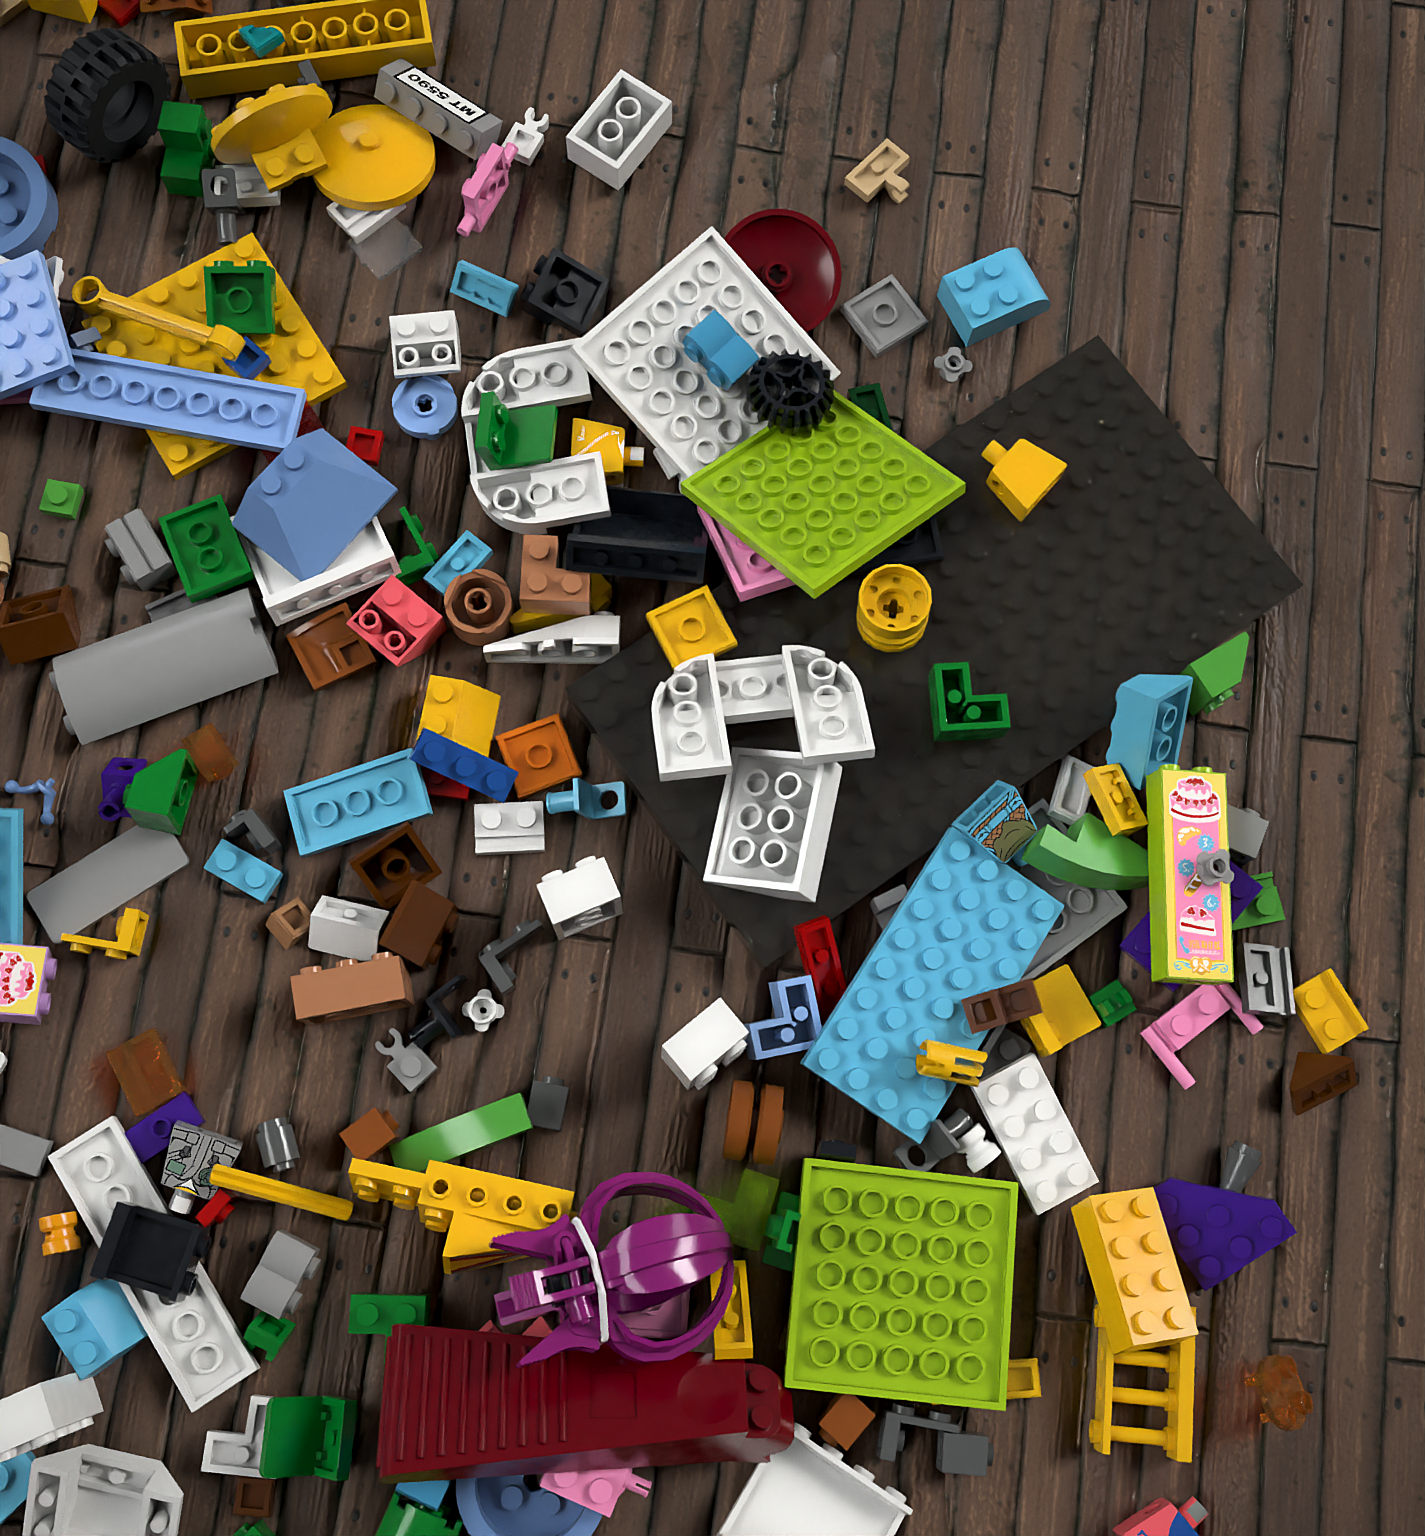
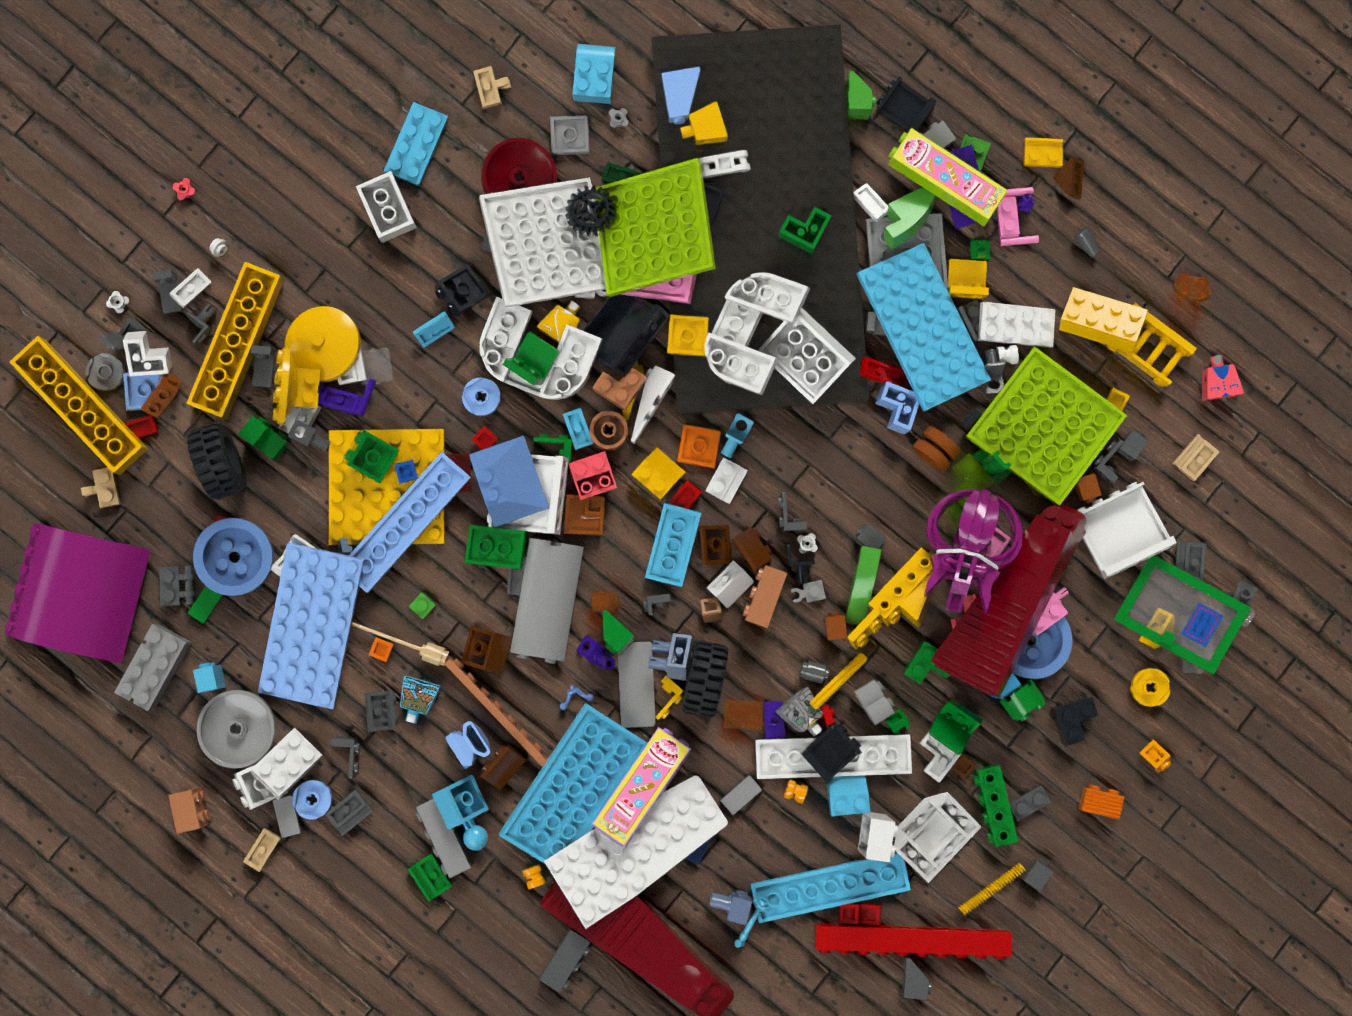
camera: 55 degrees left, 10 degrees up
(140, 549) = (476, 579): light grey brick -> none
(156, 968) = (705, 679): none -> black tyre
(180, 911) = (678, 659): none -> sand blue brick
(219, 339) = (390, 480): yellow piece -> none
(243, 871) = (671, 618): medium azure plate -> none
(261, 39) = (226, 363): teal tile -> none
(305, 224) = (344, 400): none -> dark purple plate
(425, 344) = (451, 378): white slope -> none
(437, 108) = (316, 294): light grey brick -> none
(463, 765) = (686, 484): blue plate -> none
(486, 187) = (376, 292): bright pink plate -> none
(528, 137) = (359, 258): white plate -> none
(580, 896) = (787, 466): white brick -> none
(705, 1043) = (892, 449): white brick -> none
(719, 350) = (550, 232): dark azure brick -> none
(733, 1332) = (1025, 512): yellow plate -> none
(736, 127) = (416, 144): none -> medium azure plate
(895, 590) = (734, 222): yellow wheel -> none
(950, 1062) = (965, 342): yellow arm -> none
(983, 535) = (725, 164): none -> white plate
(999, 823) = (868, 249): torso -> none
(1002, 1005) = (954, 302): reddish brown slope -> none
(1046, 411) = (679, 92): none -> light blue slope
(1115, 799) = (890, 186): yellow bracket -> none
(1148, 724) = (865, 148): medium azure slope -> none
(1206, 871) = (952, 169): light grey plate -> none
(1218, 1227) = (1107, 269): dark purple plate -> none
(1231, 1030) = (1025, 203): none -> dark purple plate
(1251, 754) = (904, 106): none -> black panel
(1265, 980) = (1013, 171): plate -> none

